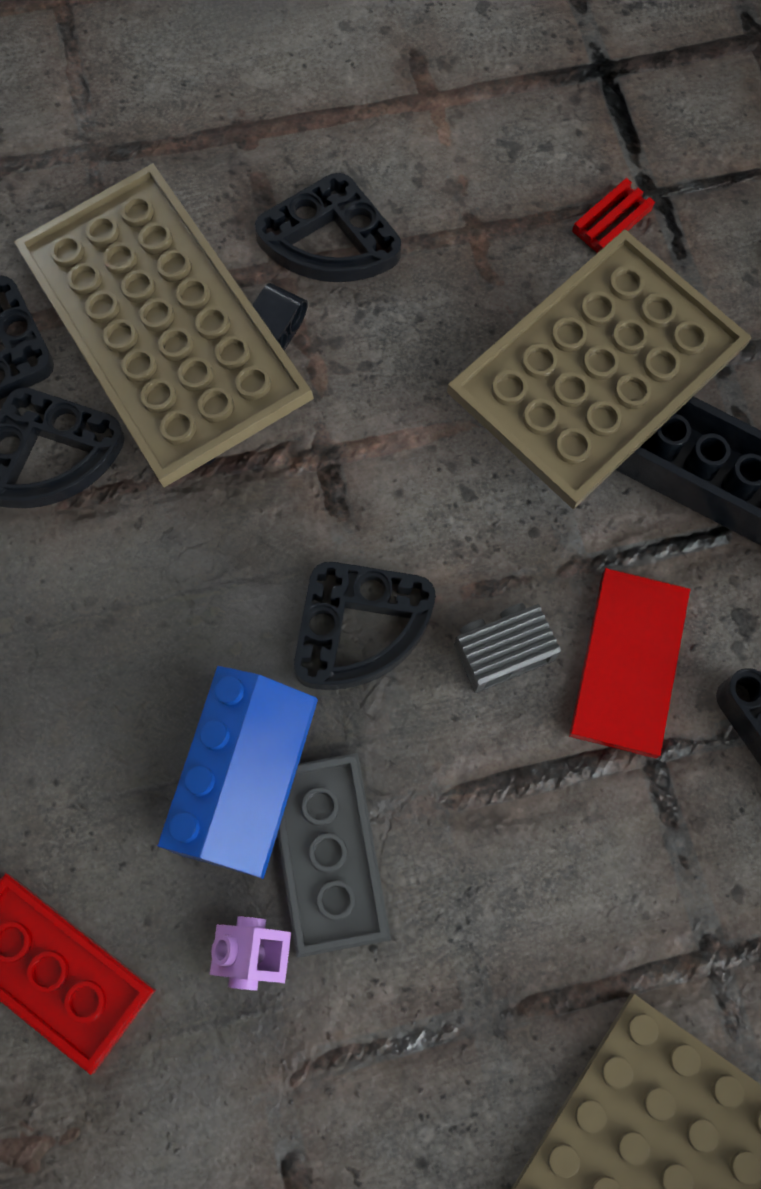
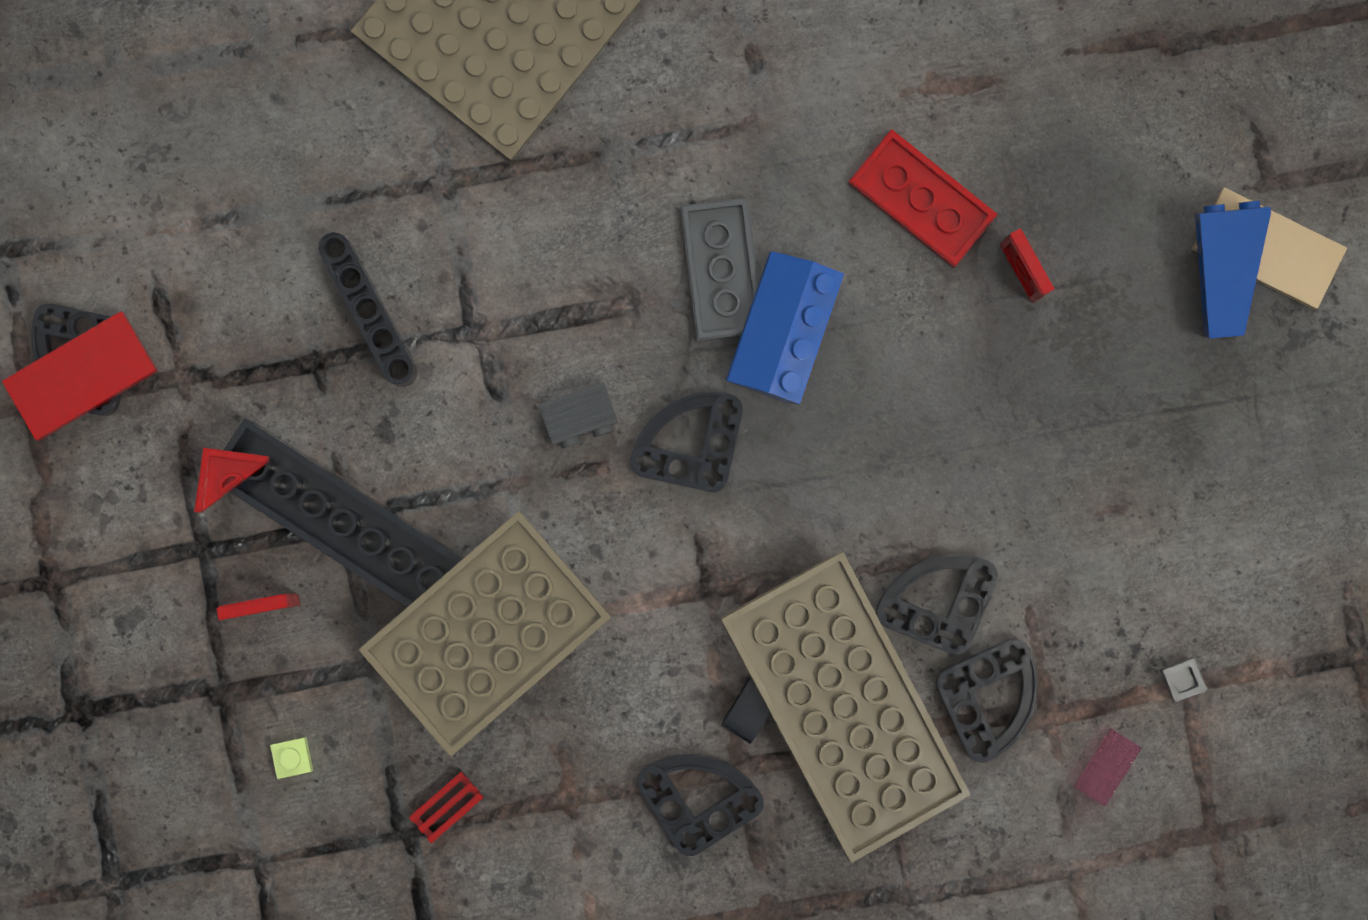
camera: 170 degrees left, 15 degrees up
(250, 953) = (780, 199): lavender brick -> none
(630, 663) = (482, 402): red tile -> none

